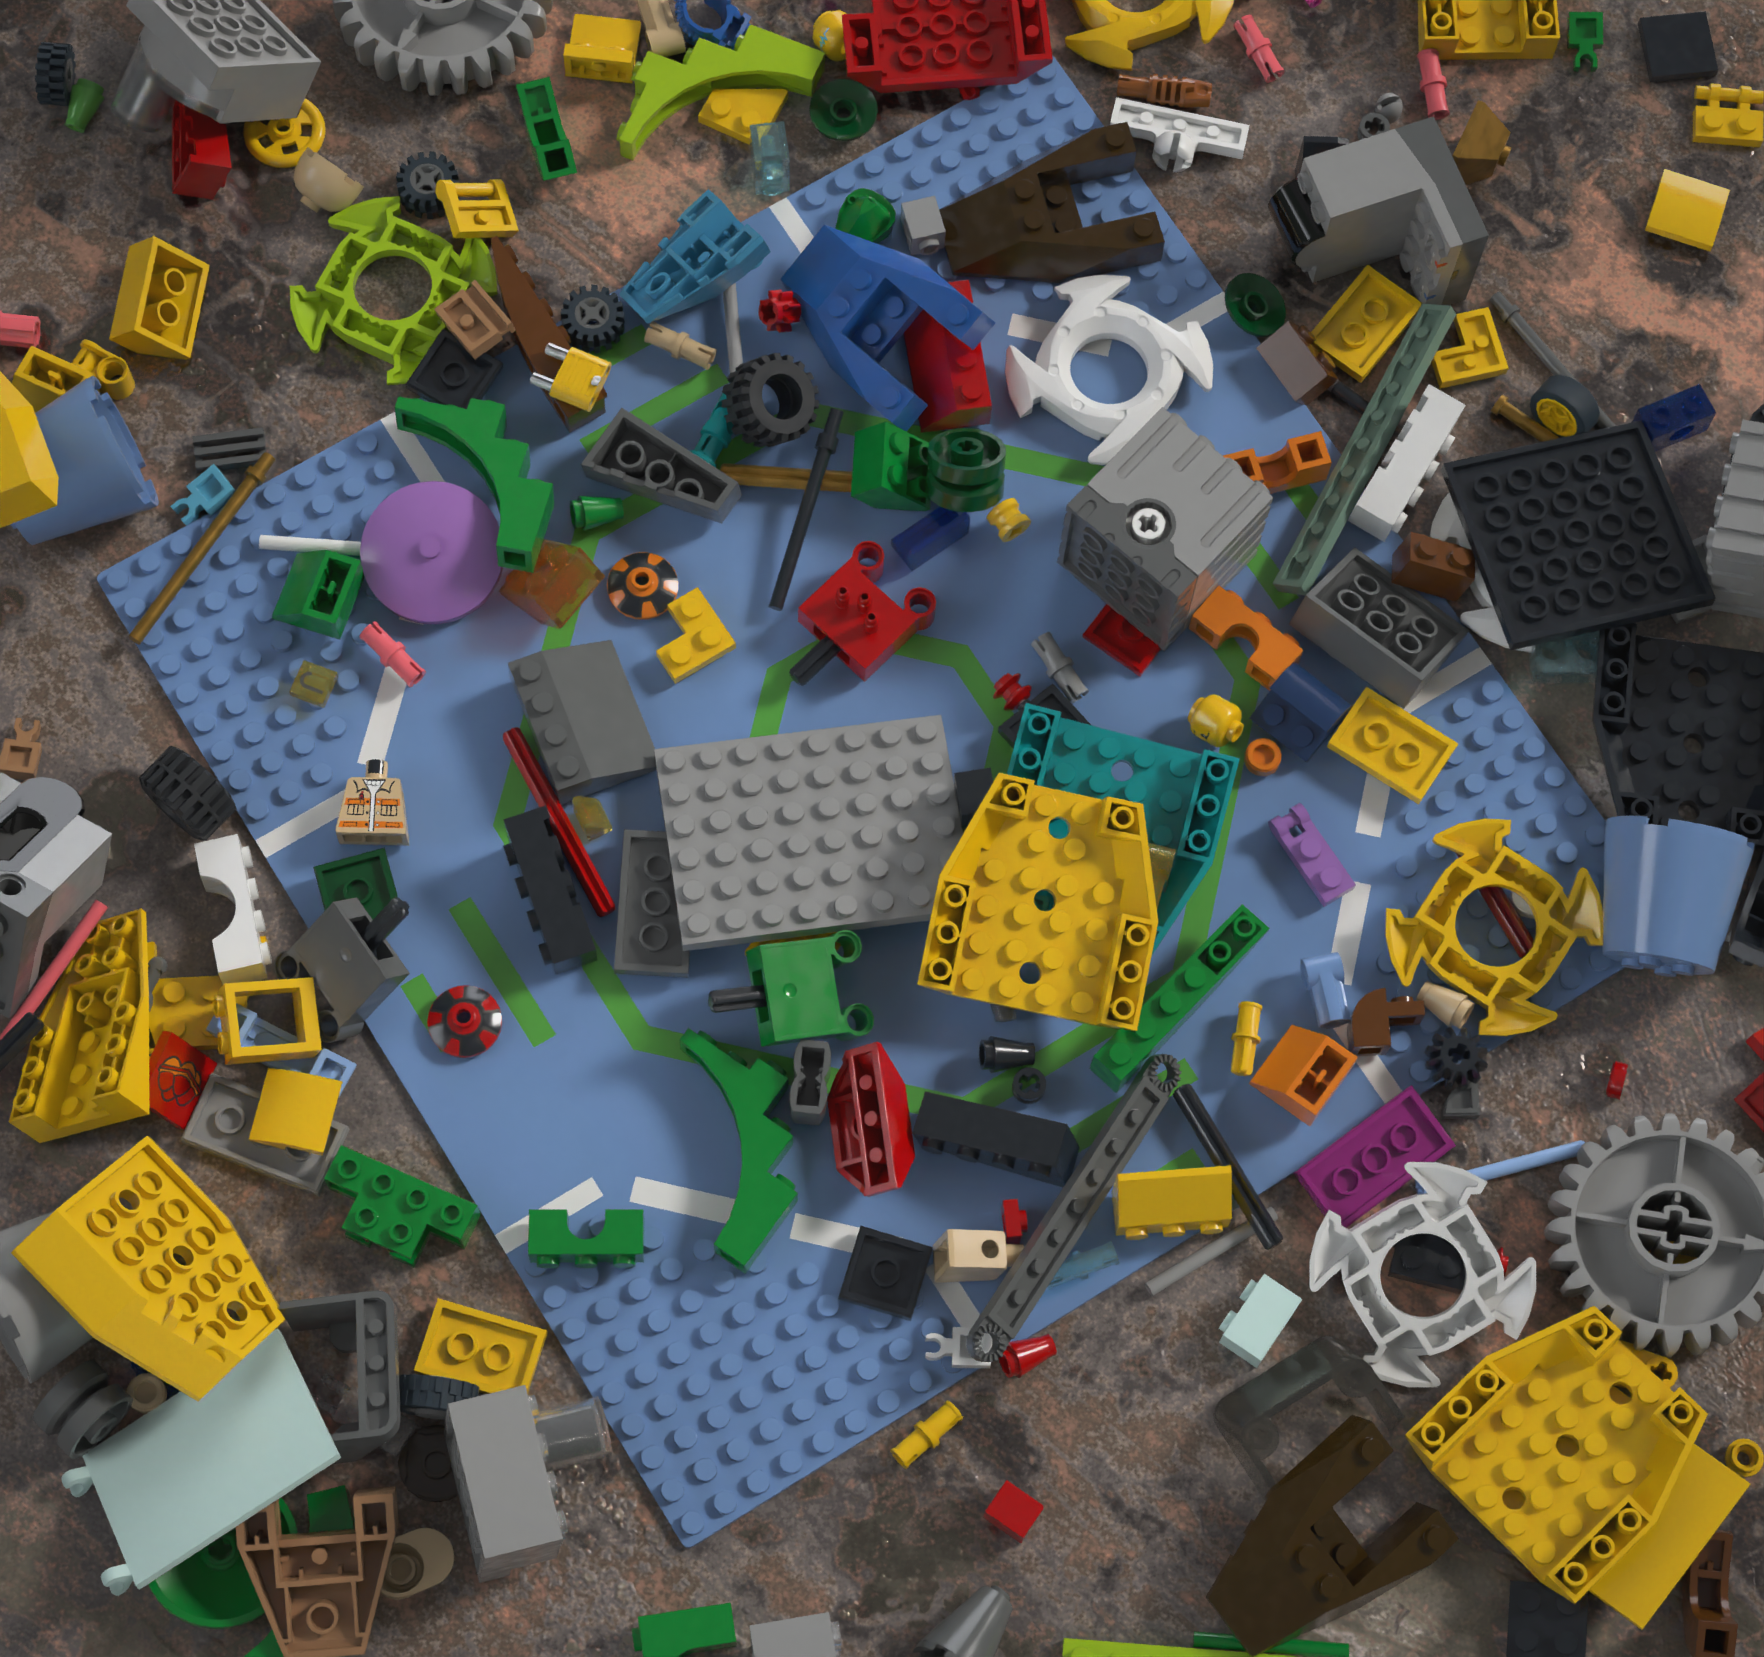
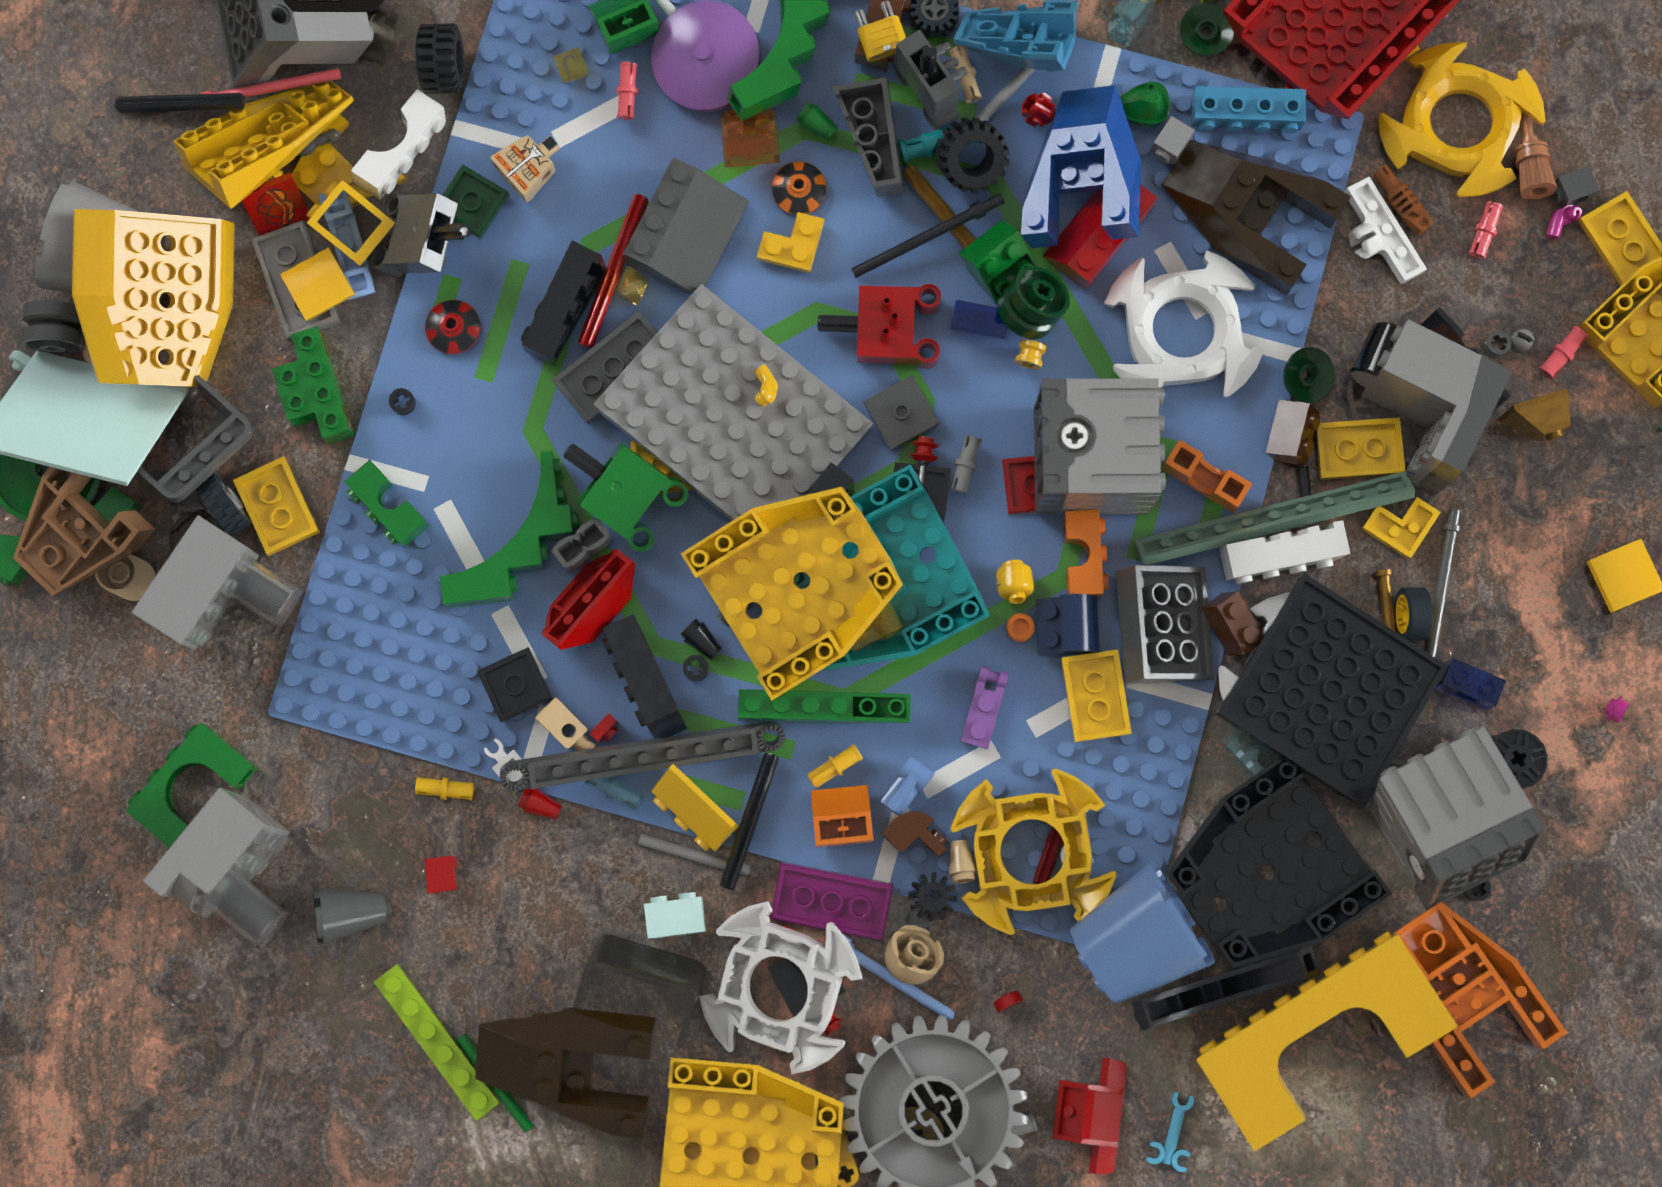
camera: 55 degrees right, 10 degrees up
(483, 1136) = (394, 398): none -> black bush
(661, 369) = (929, 77): none -> dark grey piece
(820, 770) = (769, 386): none -> yellow arm
(953, 683) = (901, 413): none -> dark grey plate
(955, 138) = (1248, 109): none -> dark azure brick
(1498, 1126) = (913, 955): none -> tan cylinder

